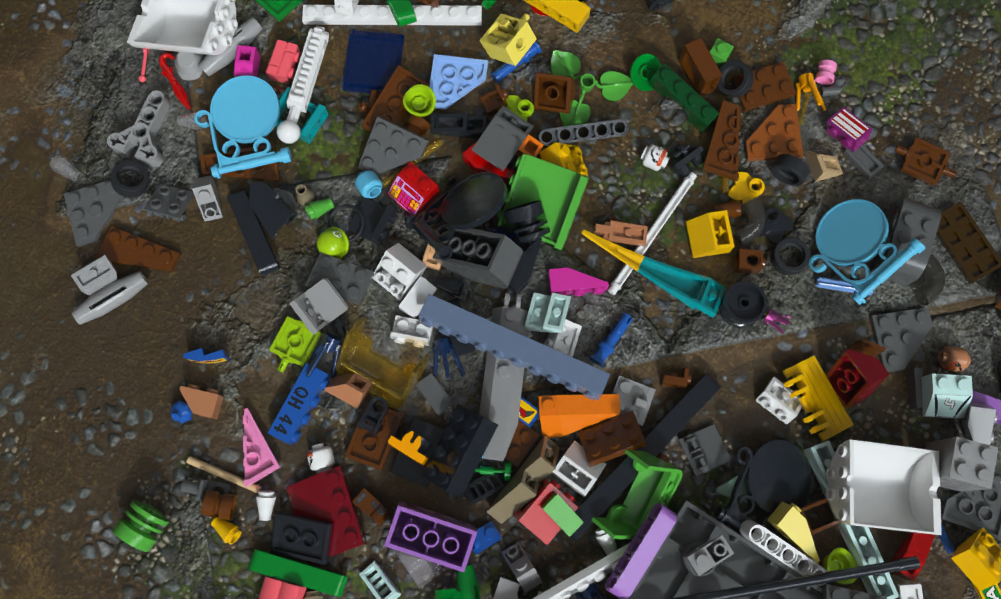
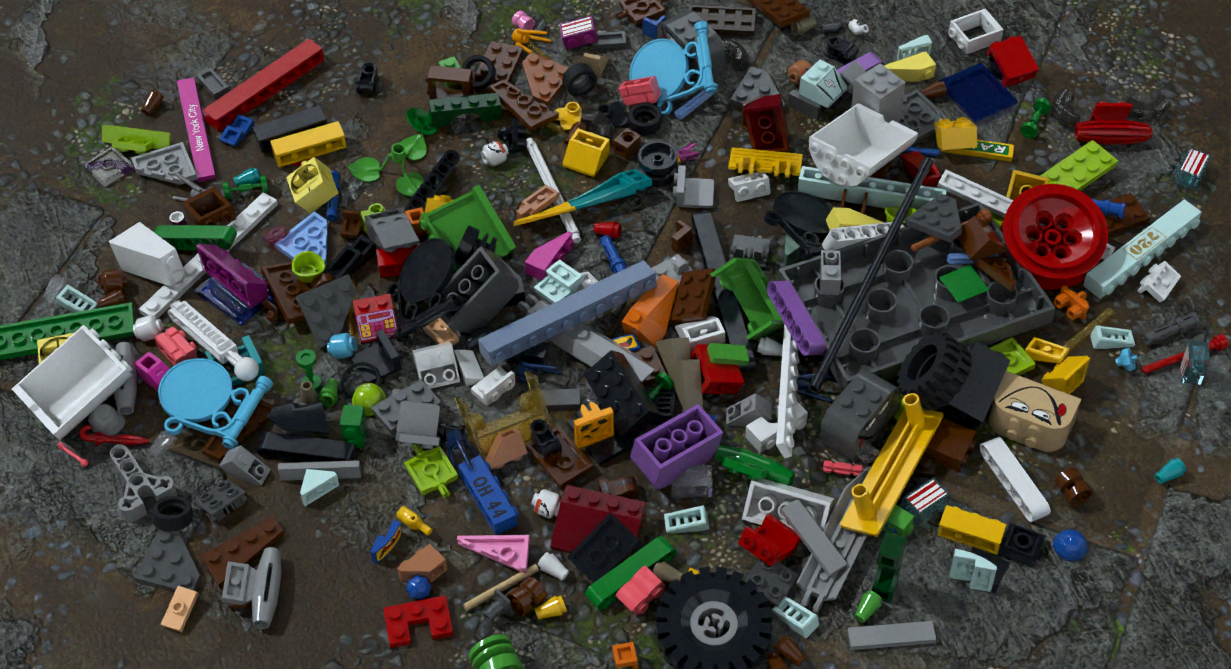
camera: 55 degrees left, 25 degrees down
(56, 247) = (179, 609): none -> light nougat plate
(62, 166) = (110, 563): clear cone -> none
(152, 416) = (428, 610): none -> red plate
(225, 263) = (316, 484): none -> light aqua slope
(238, 363) = (412, 520): none -> yellow piece
(240, 256) = (297, 471): none -> light grey tile
(287, 26) = (147, 328): none -> white head
(289, 254) = (354, 425): none -> green brick
(316, 175) = (306, 359): none -> green wheel
(374, 48) = (232, 274): none -> magenta slope
(444, 49) = (275, 234): none -> clear pink piece
(554, 92) = (383, 182): reddish brown slope -> none
(640, 311) = (608, 229): none -> red cone
(736, 355) = (692, 191): none -> light grey bracket
(815, 232) = (640, 91): none -> coral brick
(909, 188) = (650, 26): none -> blue panel

